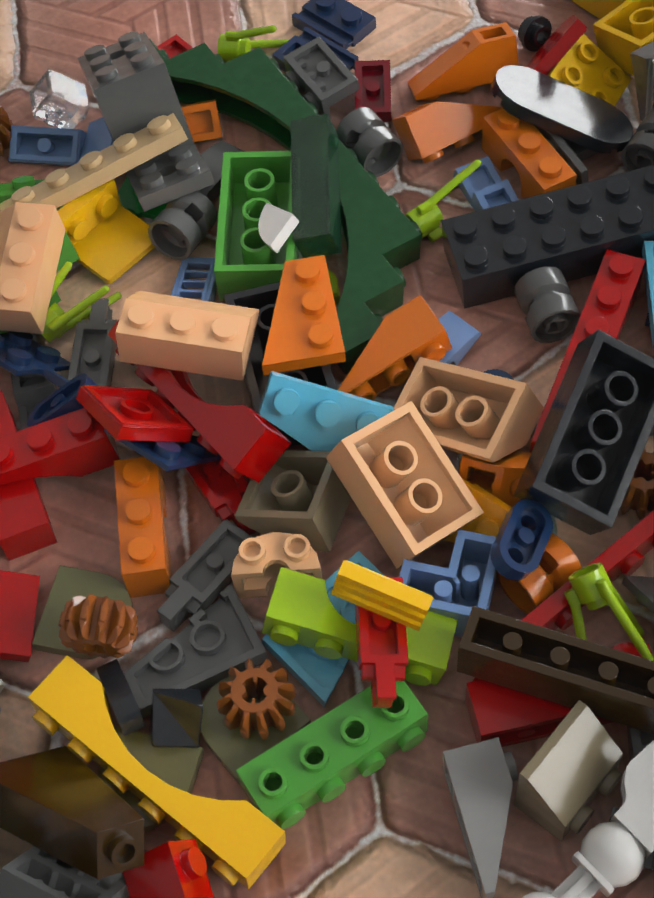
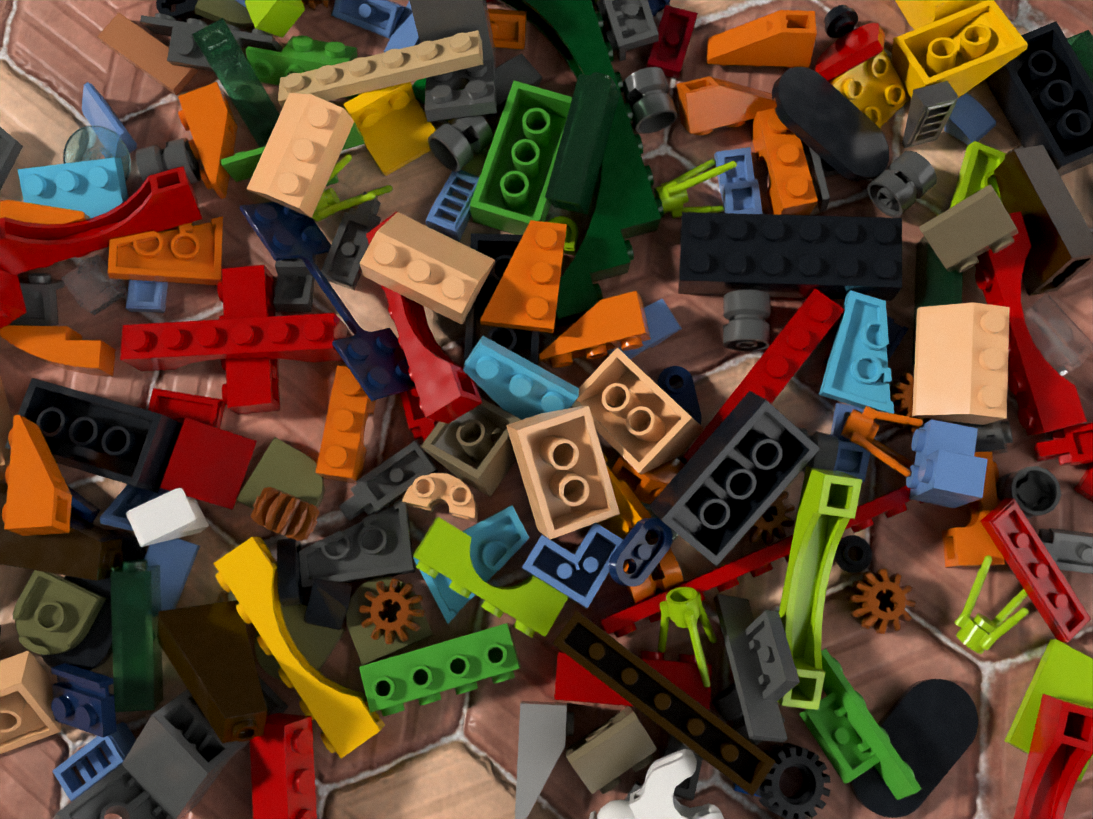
camera: 15 degrees right, 20 degrees up
(60, 402) = (309, 298): dark blue plate -> none
(134, 414) = (360, 335): red tile -> none
(276, 226) = (533, 180): white tile -> none
(381, 595) = (506, 579): yellow tile -> none
(381, 653) = (500, 601): red hinge -> none

